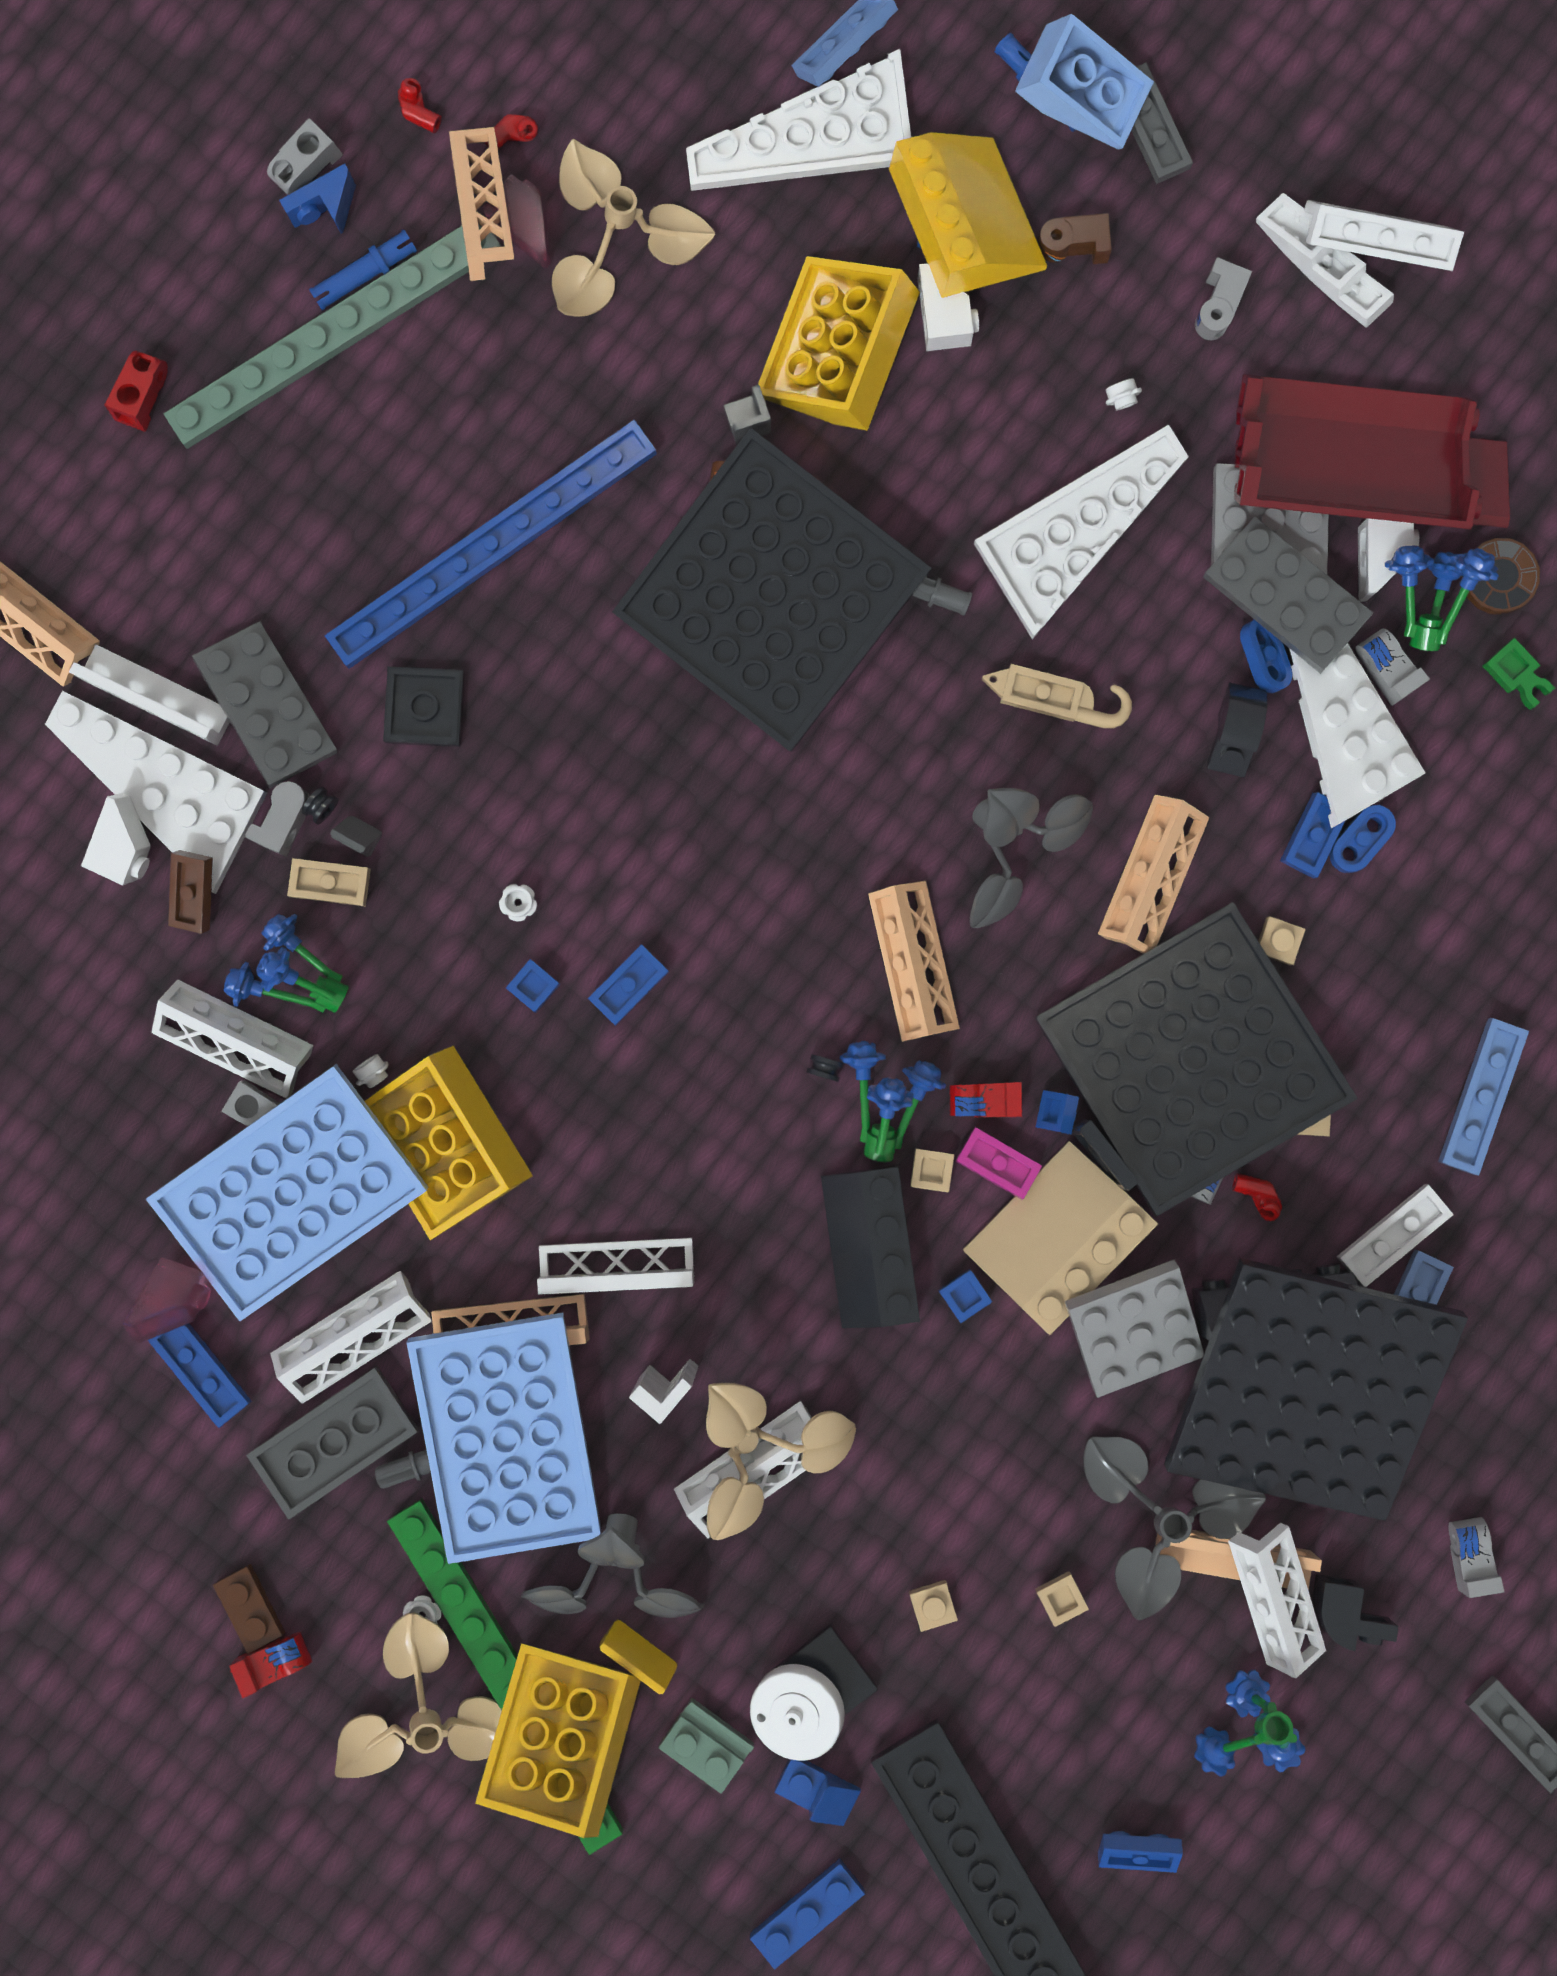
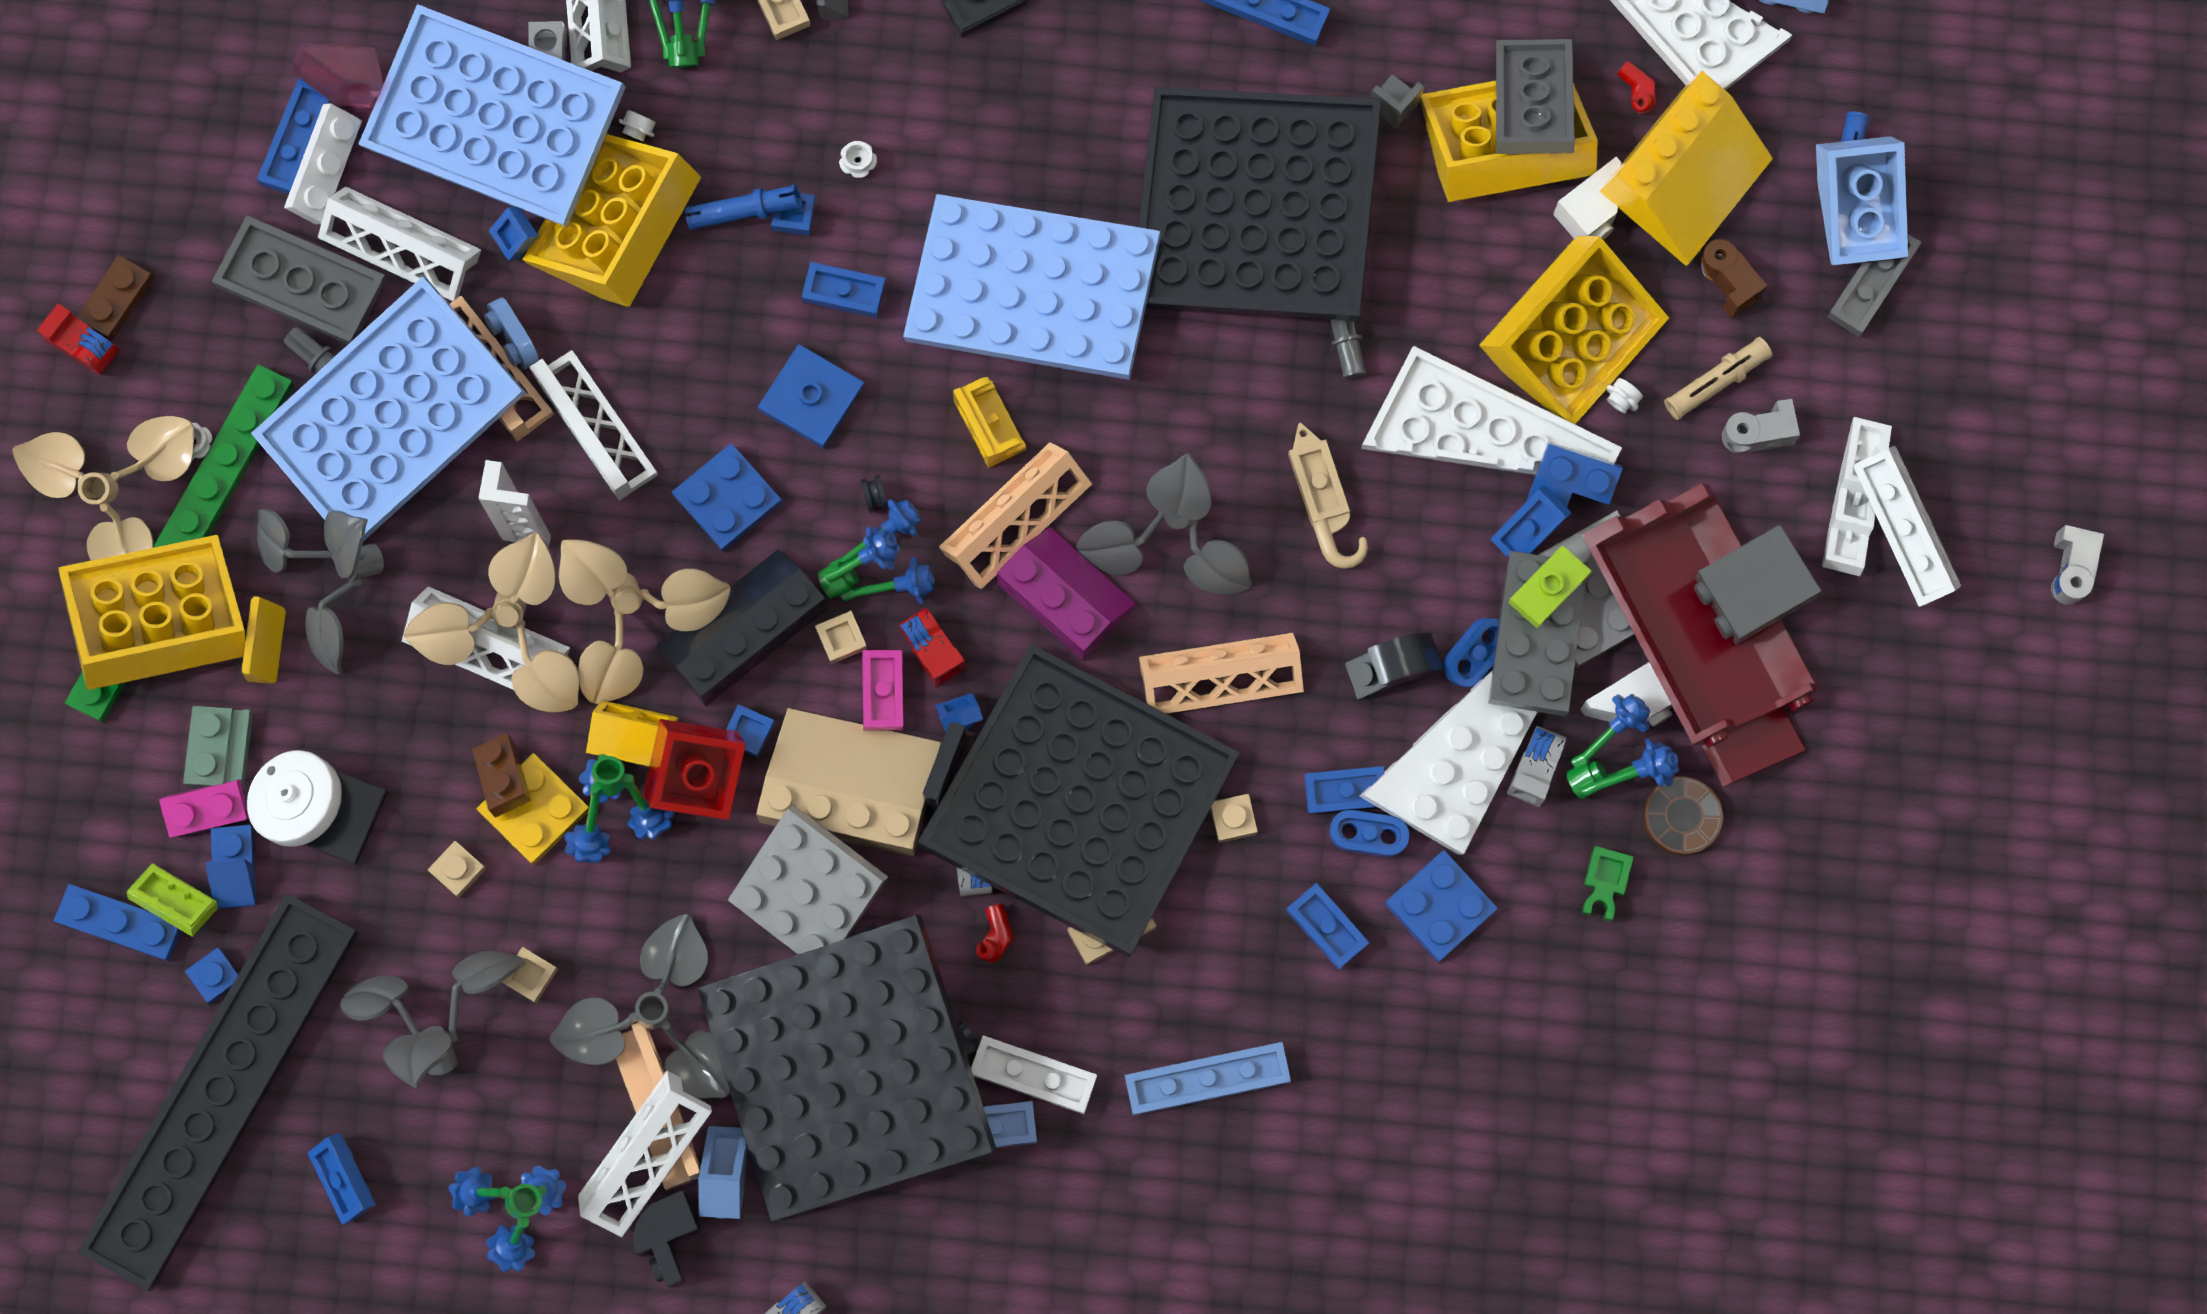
camera: 50 degrees right, 10 degrees down
(238, 1361) = (323, 163): none -> white plate
(404, 1235) = (513, 233): none -> blue plate
(510, 1011) = (758, 204): none -> blue pin
(511, 1290) = (518, 345): none -> medium blue plate
(704, 1068) = (811, 396): none -> blue plate
(725, 824) = (1032, 286): none -> light blue plate
(749, 1192) = (727, 497): none -> blue plate
(754, 1788) = (204, 808): none -> dark pink plate
(772, 1358) = (590, 572): none -> tan plant
(817, 1860) = (172, 900): none -> lime plate
(820, 933) = (988, 421): none -> yellow hinge
(827, 297) = (1534, 96): none -> dark grey plate
(864, 204) = (1642, 87): none -> red arm
(880, 1525) = (501, 775): none -> reddish brown plate
(901, 1859) = (213, 975): none -> blue plate
(909, 1394) = (624, 732): none -> yellow hinge
(920, 1512) = (543, 820): none -> yellow plate
(937, 1442) = (604, 780): none -> blue plant
(980, 1364) = (694, 769): none -> red brick
(1007, 959) = (1064, 592): none -> magenta slope
(1041, 397) = (1575, 329): none -> yellow slope
(1097, 1747) = (432, 1049): none -> dark grey plant
(1155, 300) = (1754, 354): none -> tan pin
(1164, 486) = (1571, 471): none -> blue plate
(1191, 541) = (1531, 523): none -> blue plate
(1262, 560) = (1549, 586): none -> lime plate
(1324, 1537) = (722, 1173): none -> medium blue slope
(1359, 390) = (1756, 585): none -> dark grey brick
(1418, 921) = (1327, 926): none -> blue plate
(1454, 818) = (1440, 906): none -> blue plate
(1492, 120) = (2078, 563): none -> leg

